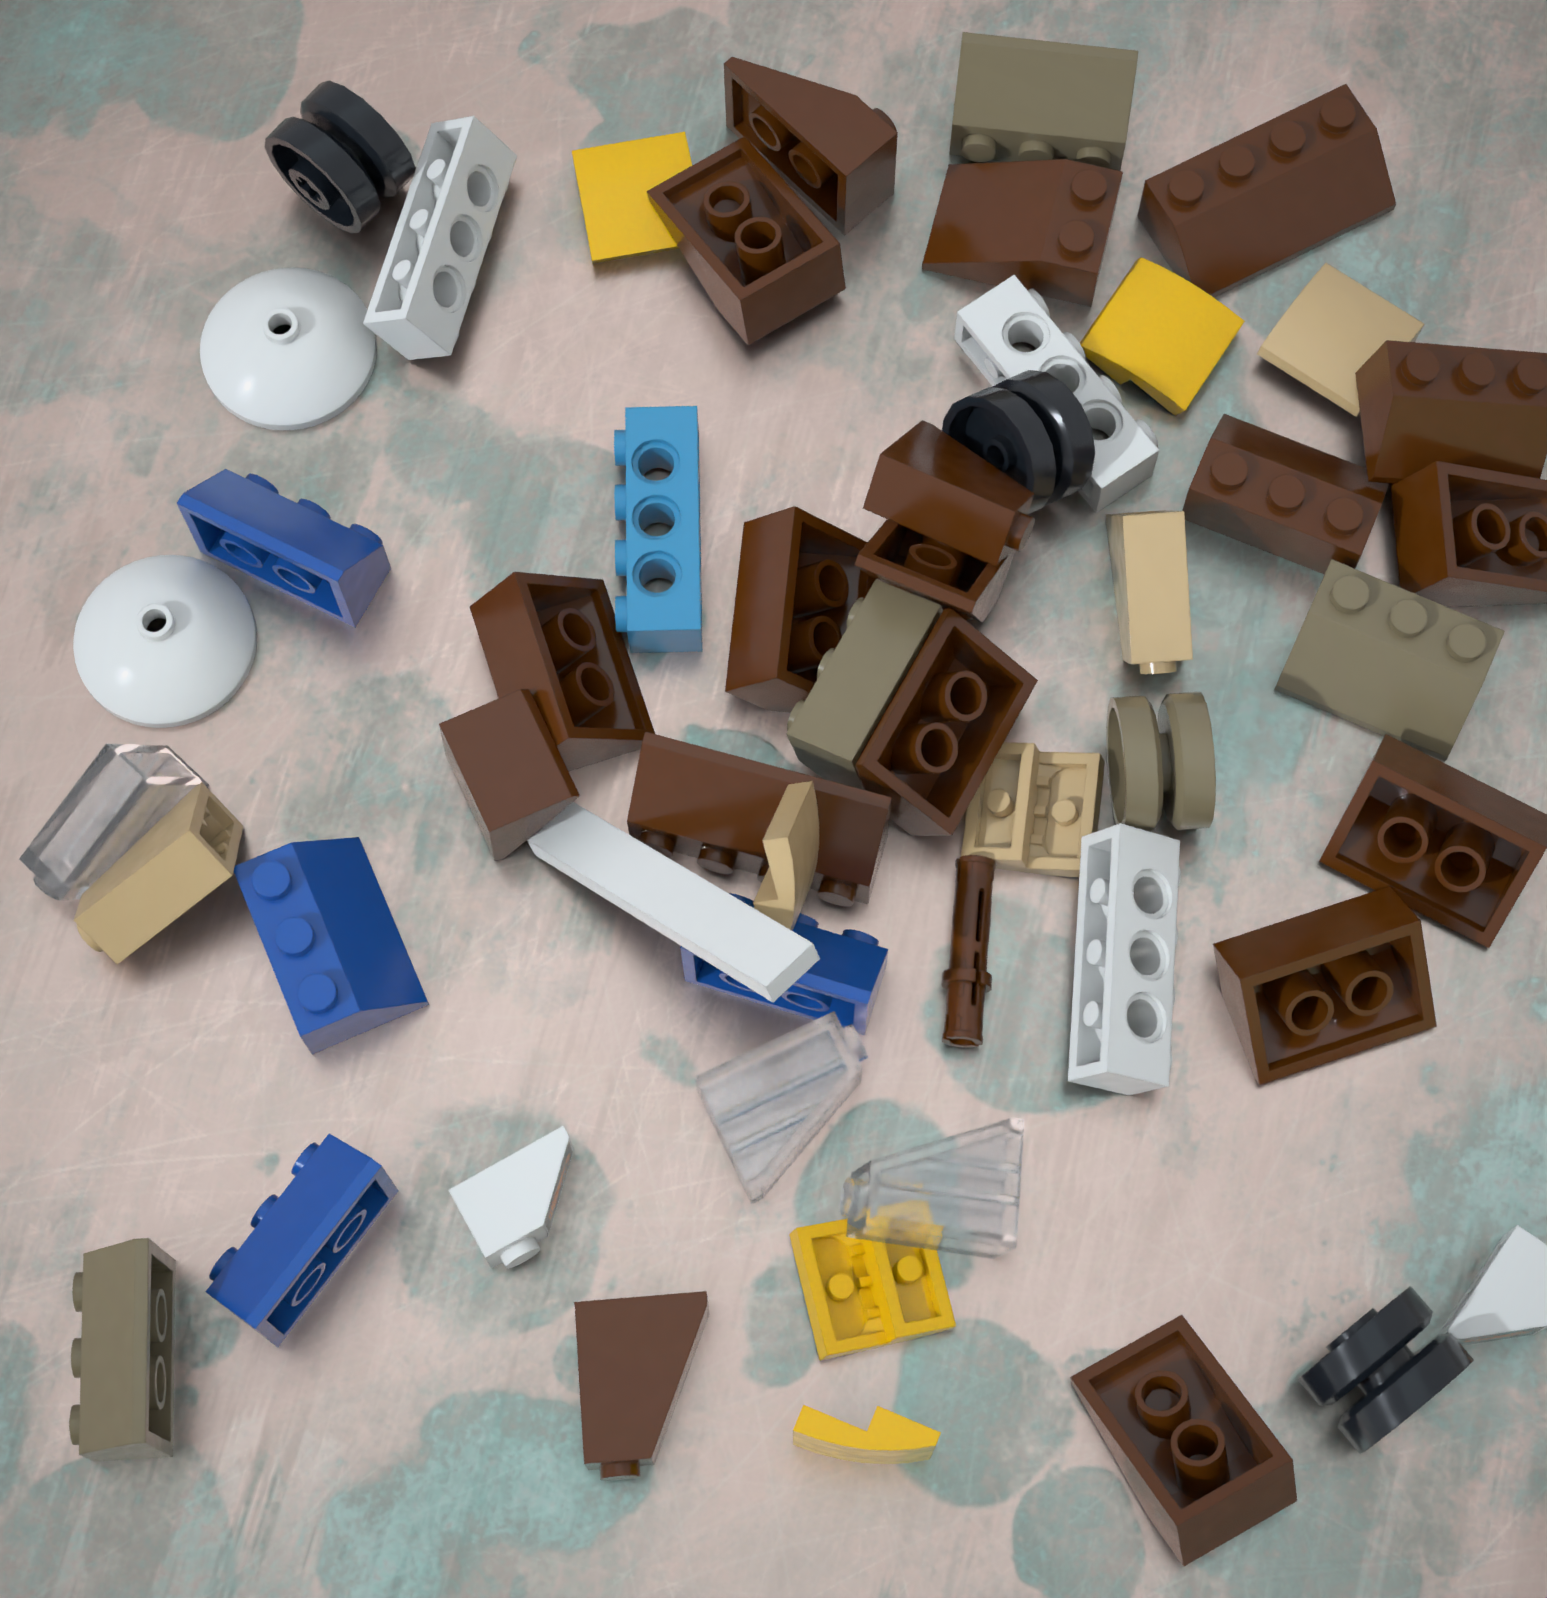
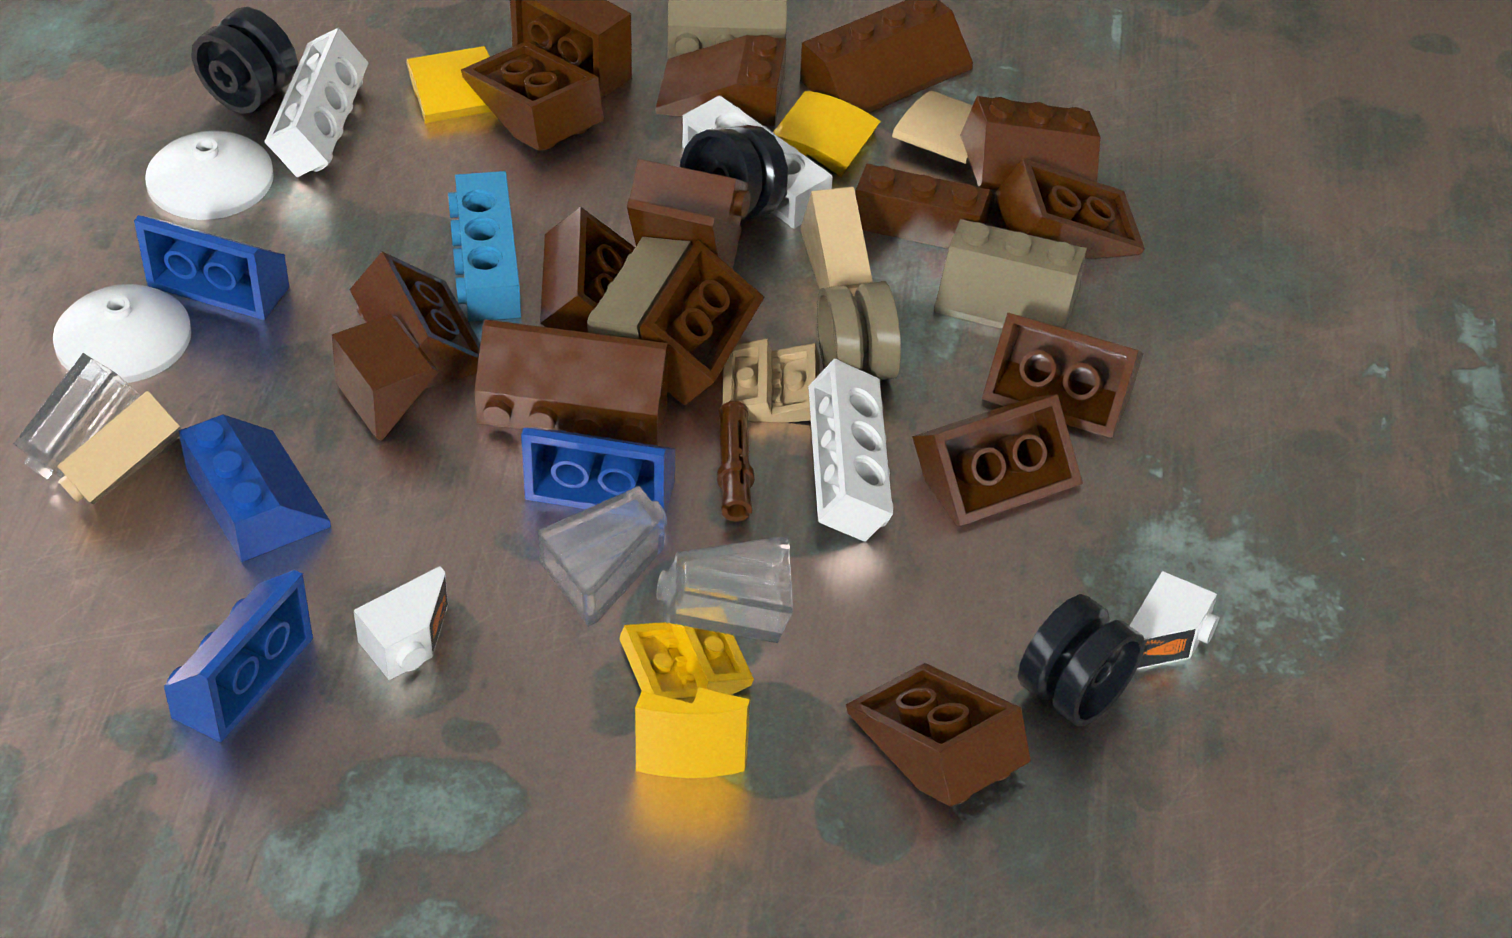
camera: 10 degrees left, 25 degrees down
(125, 1353) = (98, 737): dark tan slope -> none
(632, 1375) = (507, 722): reddish brown slope -> none
(675, 901) = (514, 411): white tile -> none
(791, 854) = (599, 400): tan slope -> none

